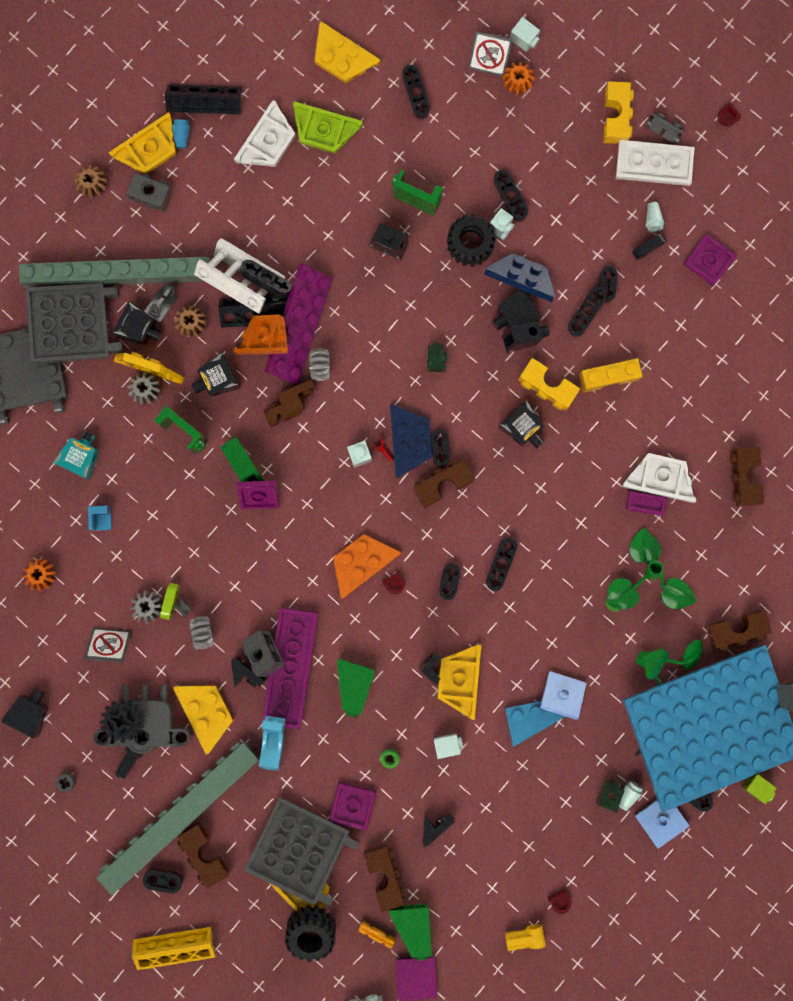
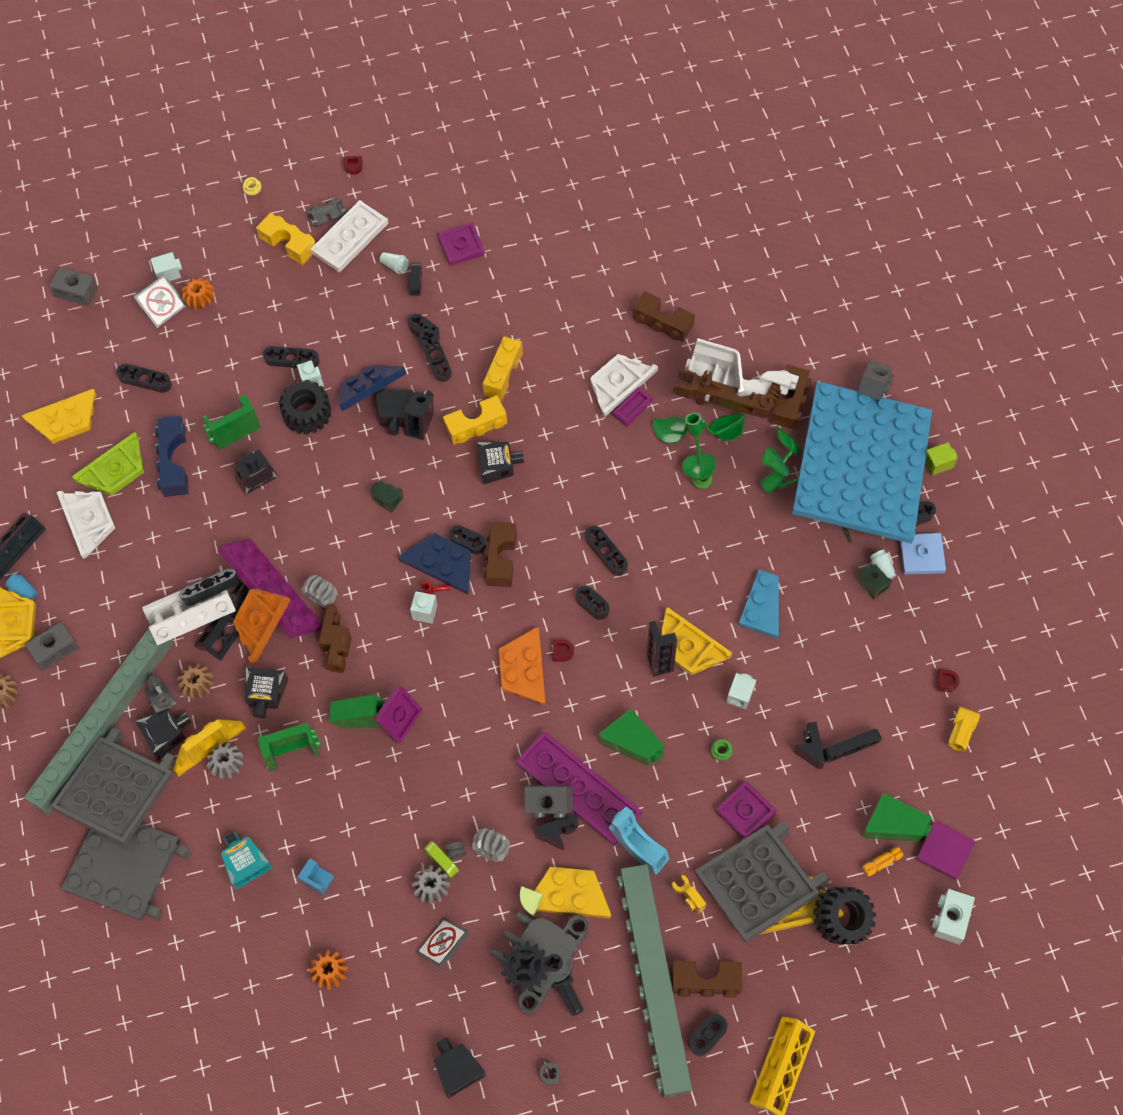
camera: 55 degrees left, 20 degrees down
(179, 688) = (530, 900): none -> yellowish green tile
(256, 809) = (693, 899): none -> yellow plate
(379, 150) = (170, 435): none -> dark blue arch
(380, 860) = (850, 821): reddish brown arch -> none
(455, 858) = (851, 745): none -> black beam
(563, 695) = (758, 566): light blue plate -> none
(649, 42) = (251, 182): none -> light yellow plate
(707, 572) = (718, 379): none -> piece

